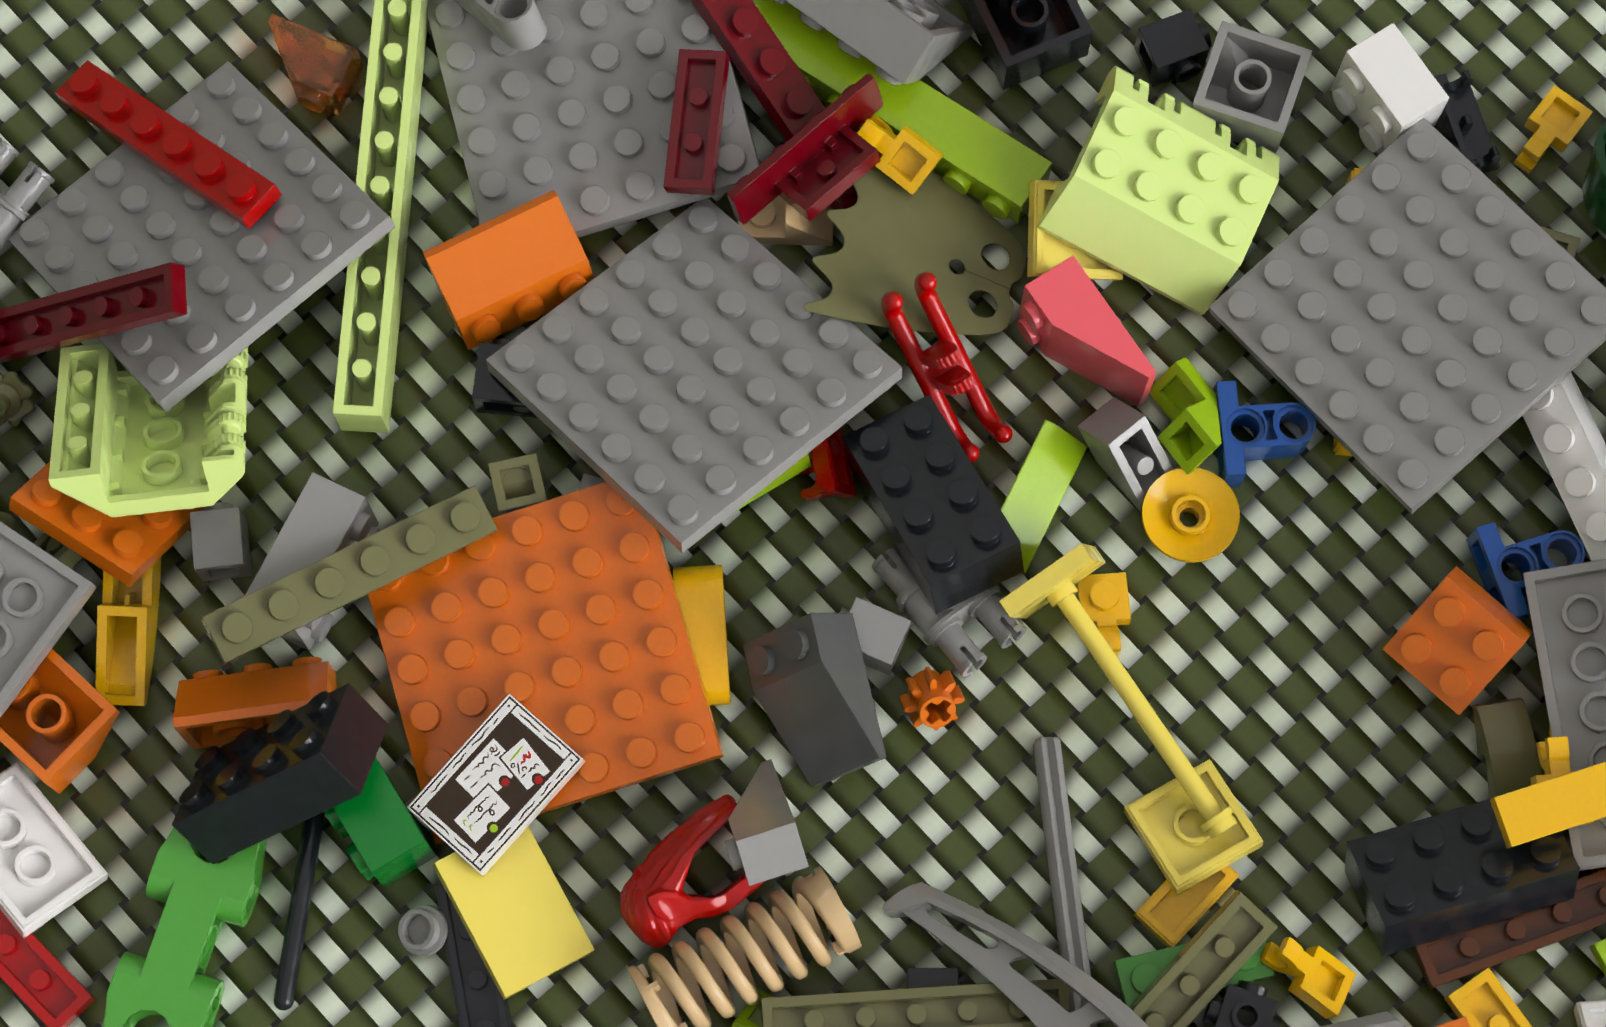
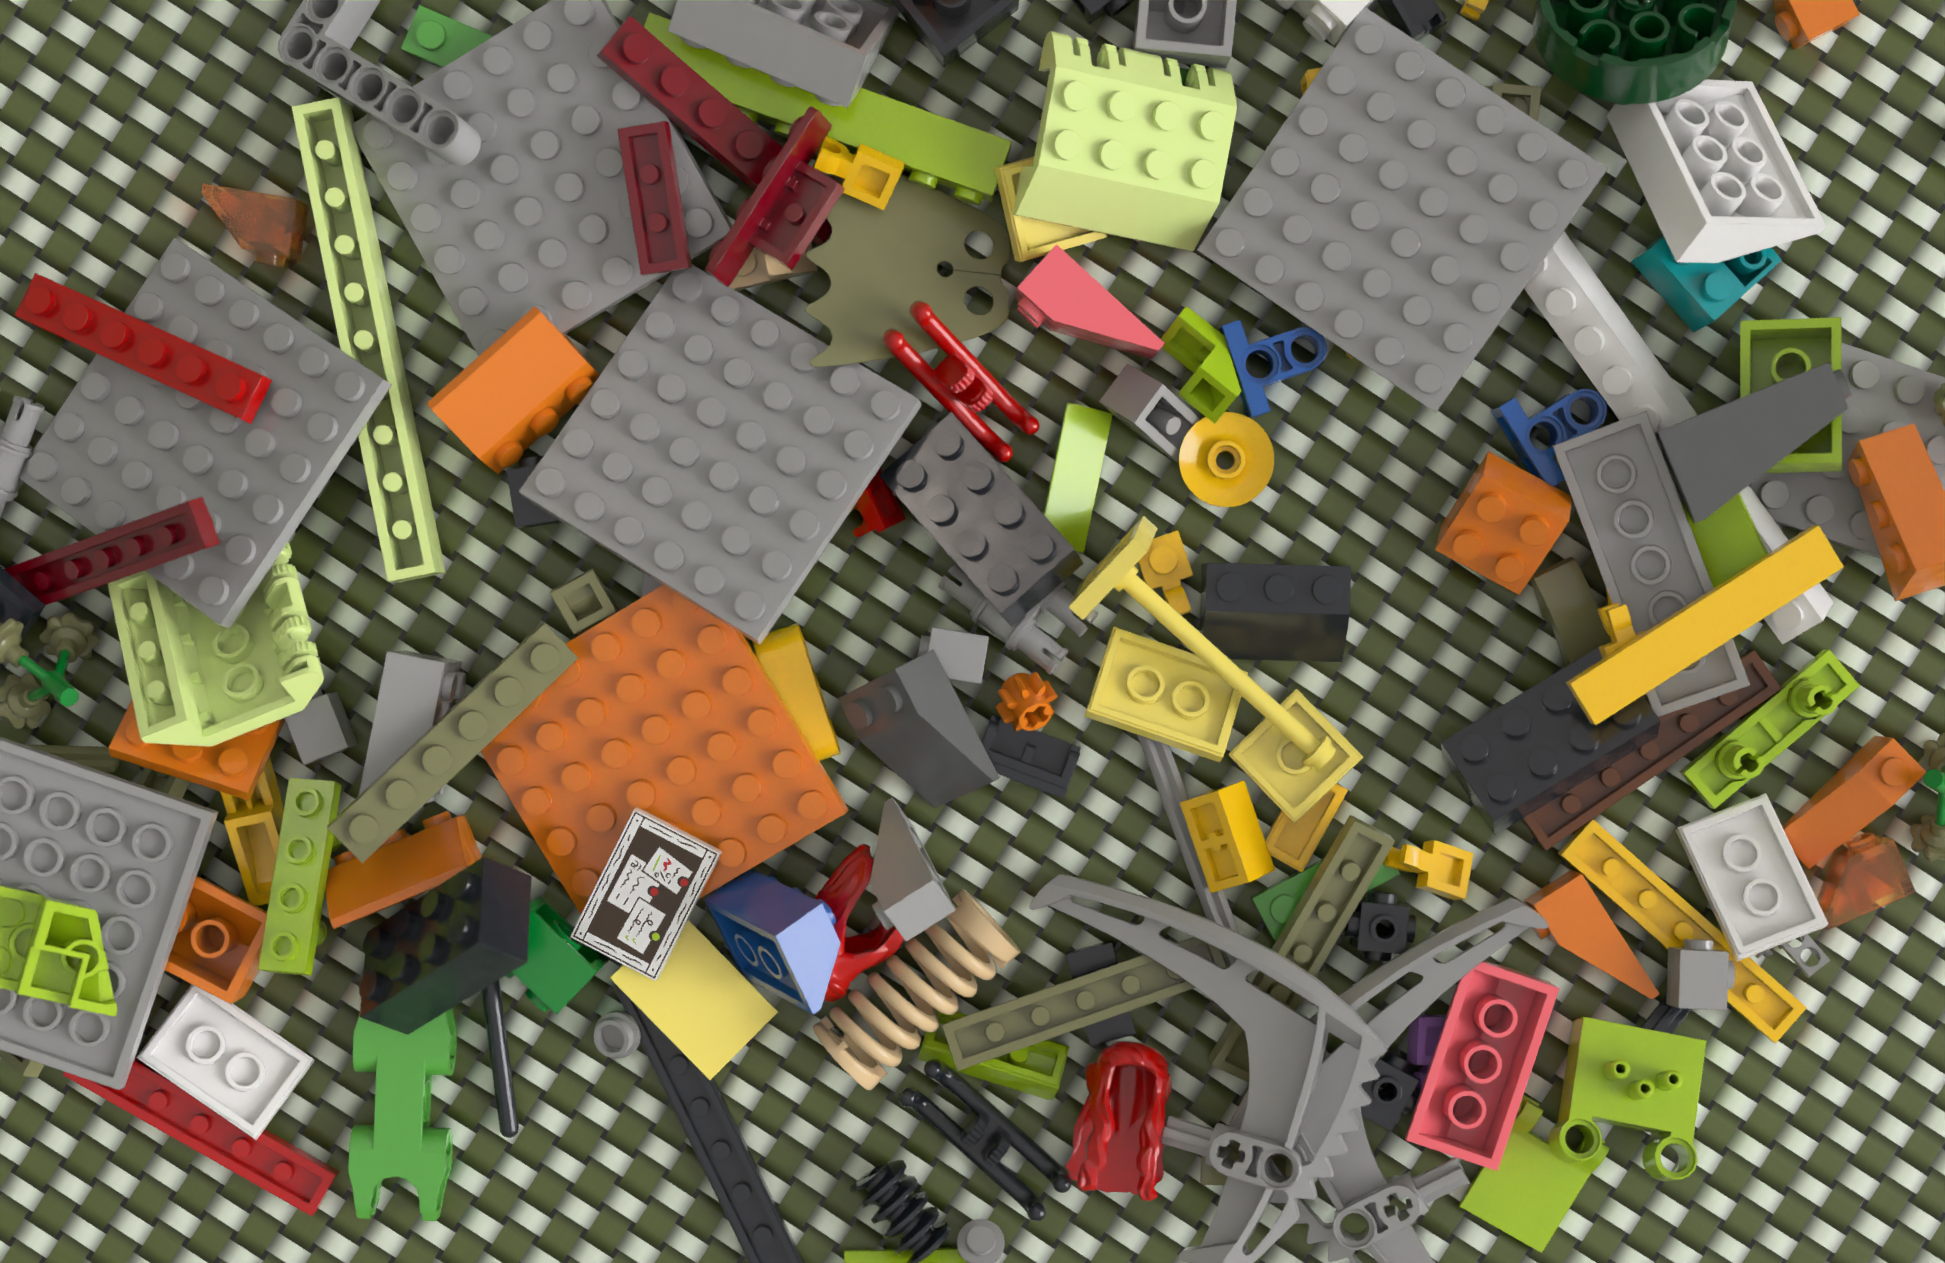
camera: 10 degrees left, 15 degrees up
(154, 677) = (300, 877): none -> lime plate
(617, 859) = (778, 937): none -> blue slope
(921, 758) = (1030, 756): none -> black hinge
(1073, 728) = (1163, 695): none -> light yellow tile
(1103, 886) = (1227, 836): none -> yellow hinge
(1208, 673) = (1276, 610): none -> black slope

